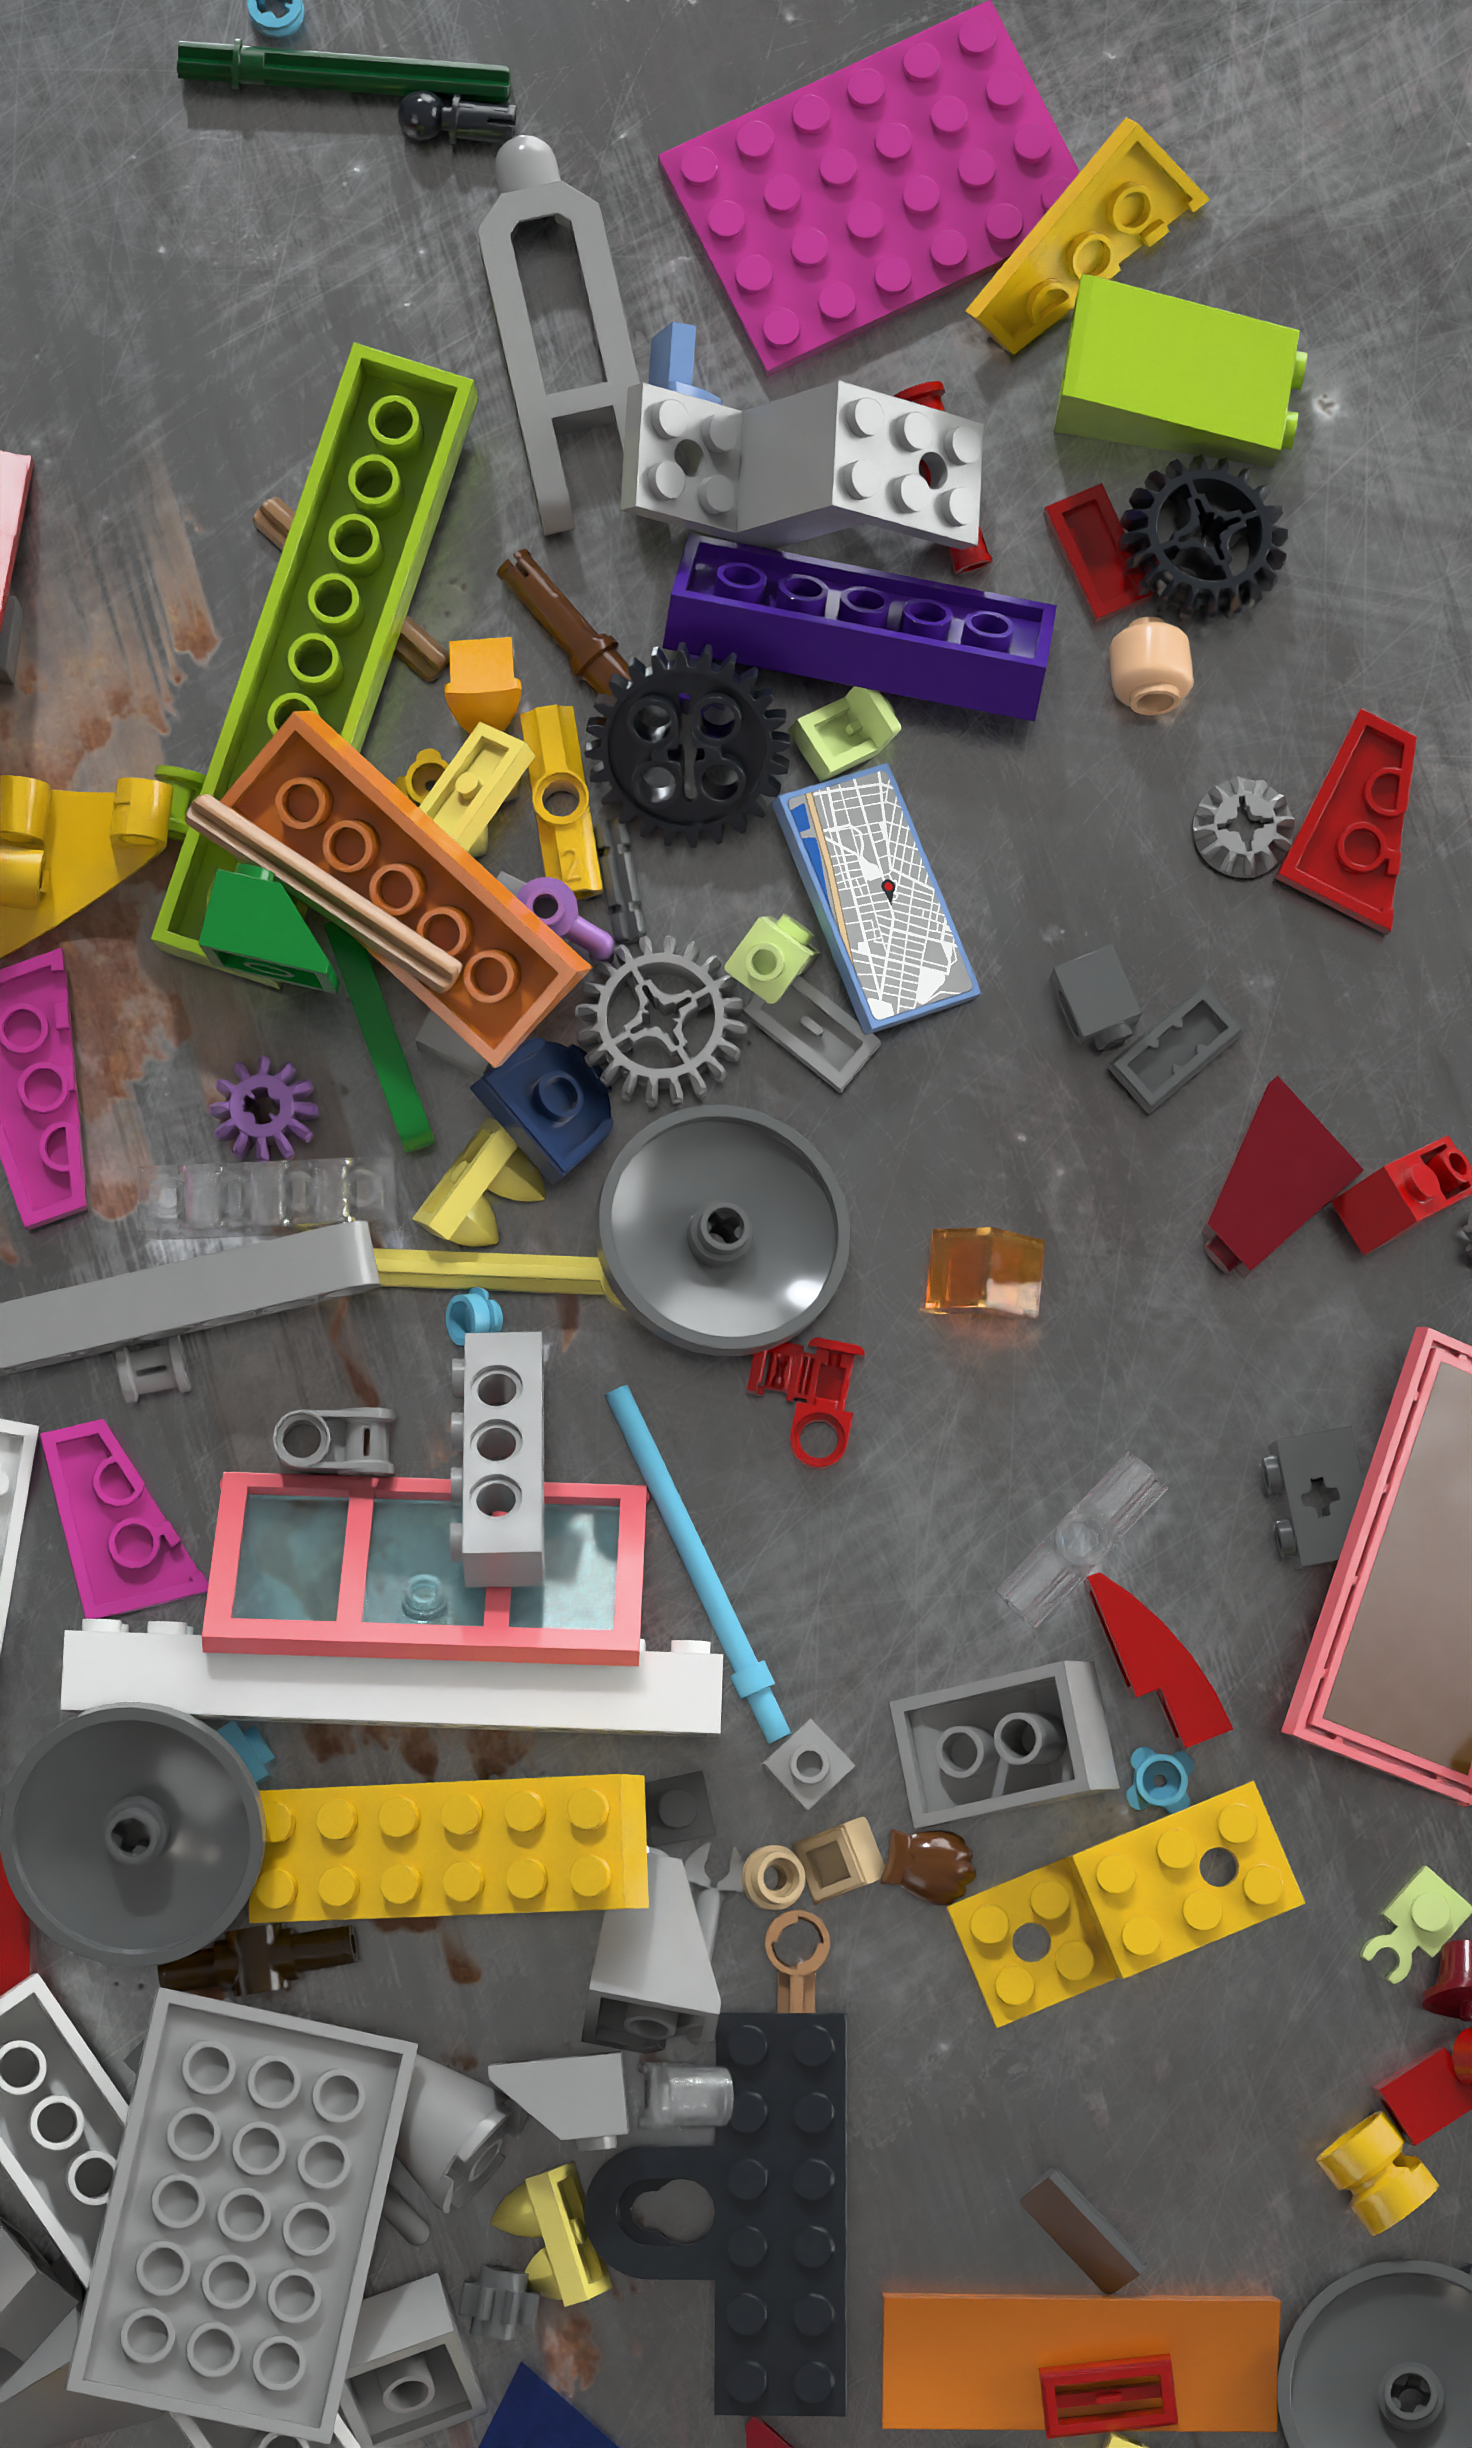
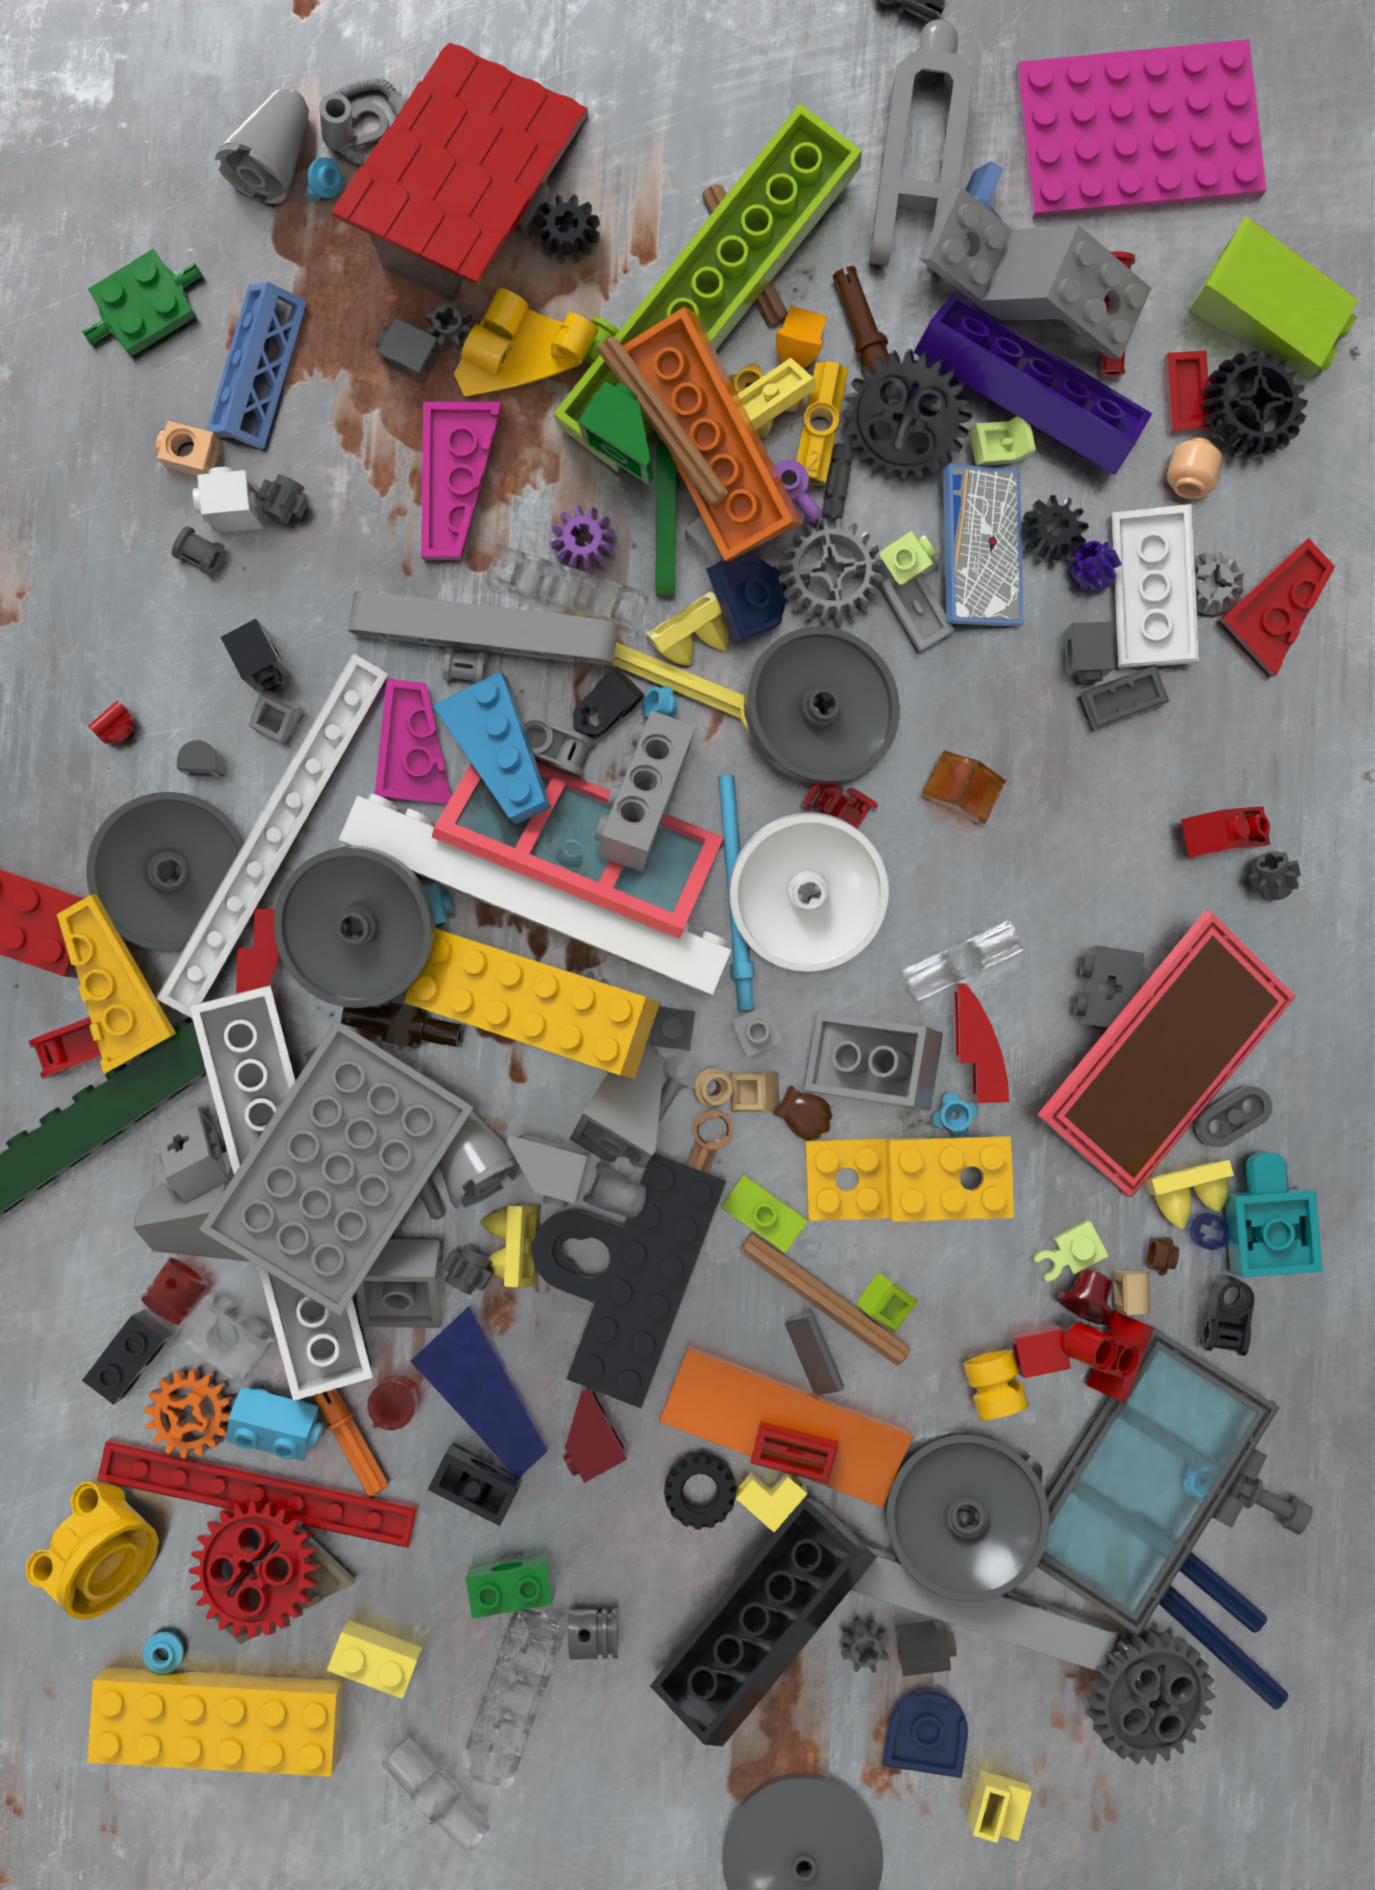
camera: 25 degrees right, 5 degrees up
(86, 659) = (556, 220): none -> black gear
(244, 1469) = (496, 743): none -> dark azure wing
(396, 1340) = (610, 700): none -> black piece
(808, 1522) = (808, 892): none -> white dish
(924, 2043) = (764, 1213): none -> lime plate
(998, 841) = (1064, 518): none -> black gear
(1056, 866) = (1095, 565): none -> dark purple gear
(1068, 2141) = (825, 1299): none -> medium nougat axle
(1097, 222) = (1265, 193): yellow wing -> none
(1159, 865) = (1155, 587): none -> white tile
(1163, 2110) = (886, 1302): none -> lime slope
(1275, 1182) = (1153, 796): dark red slope -> none

